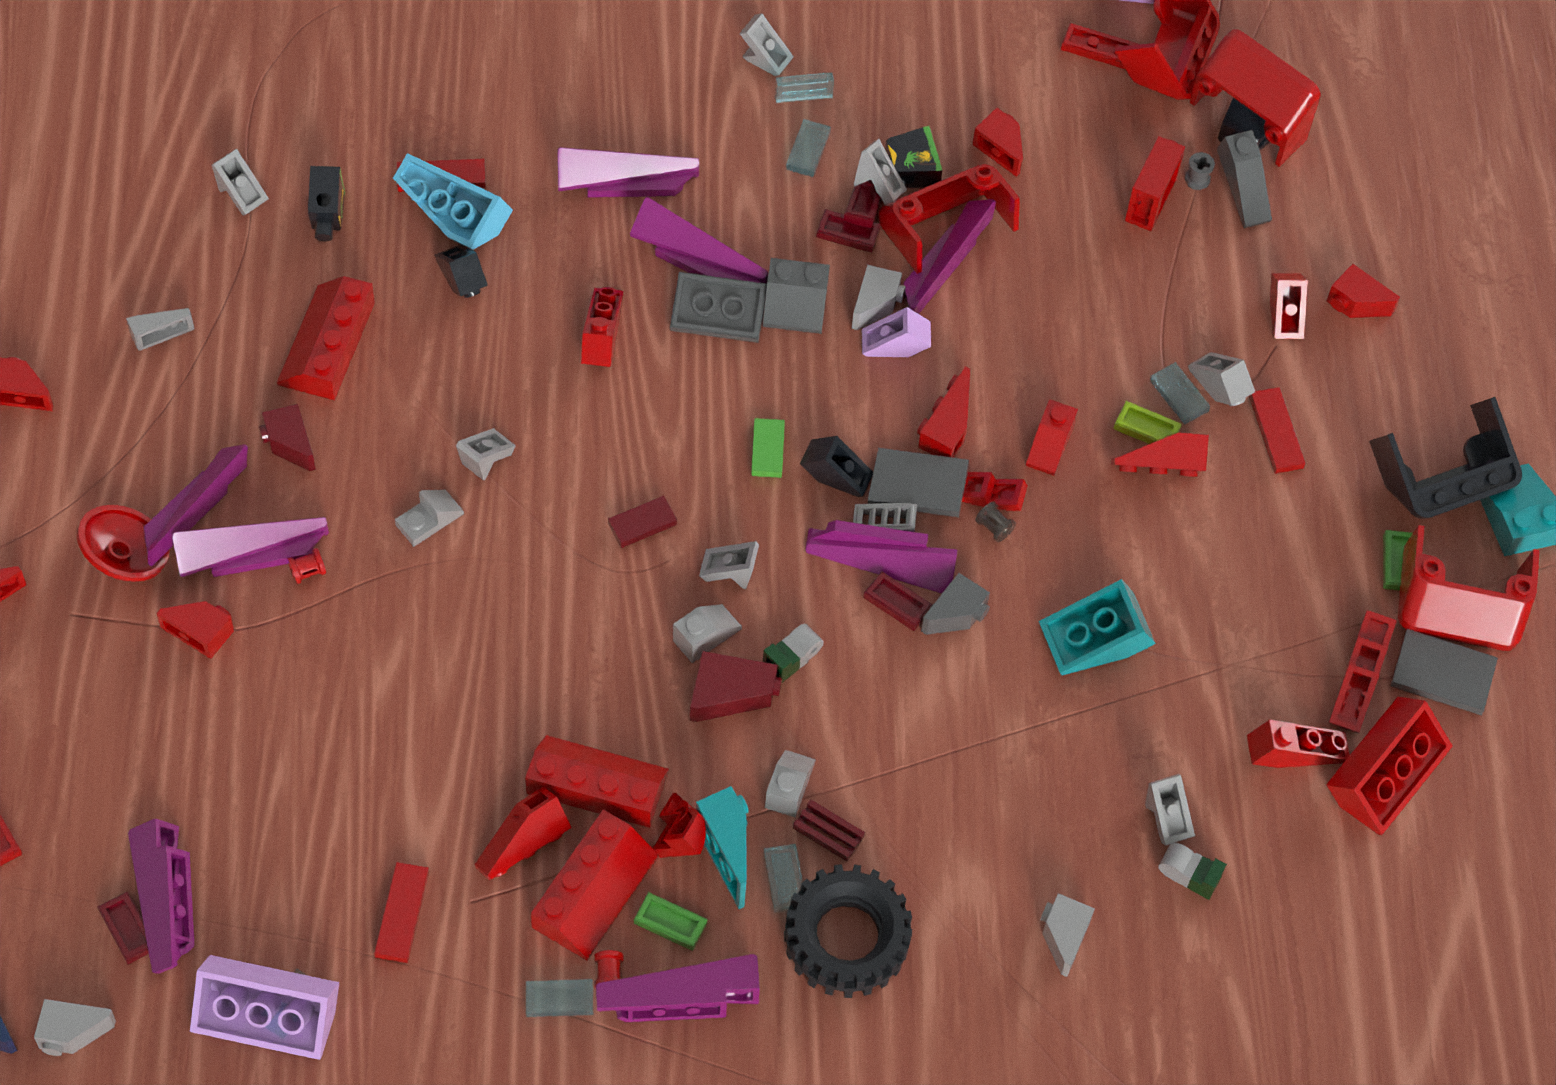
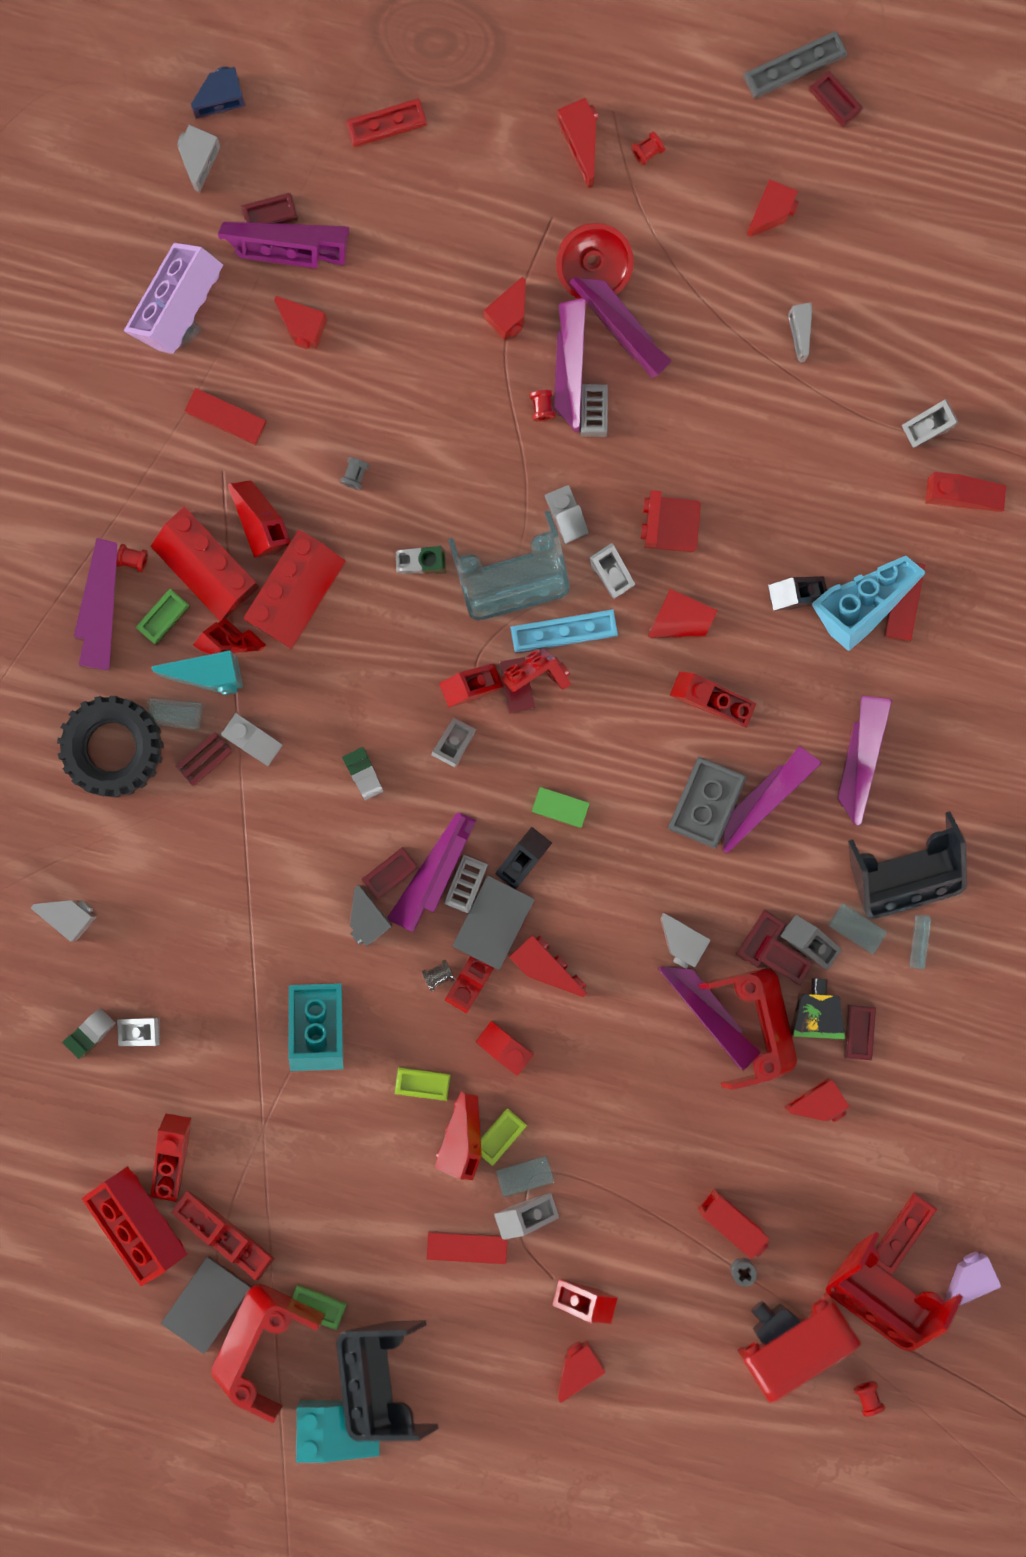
camera: 110 degrees right, 25 degrees up
(264, 850) = (302, 322): none -> red slope
(287, 436) = (668, 415): dark red slope -> none
(306, 141) = (965, 492): none -> red slope
(306, 501) = (594, 430): none -> light grey slope
(326, 201) = (900, 495): black torso -> none
(328, 337) = (757, 467): red slope -> none
(413, 407) = (670, 523): none -> red bracket
(438, 746) = (354, 473): none -> dark grey bush
(517, 542) = (516, 581): none -> clear light blue windscreen
(519, 374) = (682, 617): none -> red slope
(525, 648) = (421, 560): none -> leg
(559, 998) = (124, 517): clear light blue tile -> none
(566, 489) = (564, 631): none -> medium azure tile
(625, 493) = (536, 663): none -> red bracket
(658, 564) = (470, 685): none -> red slope
(704, 630) = (401, 709): light grey slope -> none
(732, 101) = (912, 878): none -> black windscreen
(732, 686) = (344, 715): dark red slope -> none
(765, 45) = (972, 919): light grey slope -> none
(796, 295) = (700, 871): dark grey slope -> none
(835, 183) = (811, 942): none -> dark grey slope
(878, 167) = (801, 980): light grey slope -> none
(897, 335) = (638, 946): lavender slope -> none
(906, 121) = (860, 1032): none -> dark red tile
(1119, 514) = (422, 1084): none -> lime tile
(1246, 177) = (721, 1309): dark grey slope -> none
(1280, 40) = (869, 1398): none -> red bush

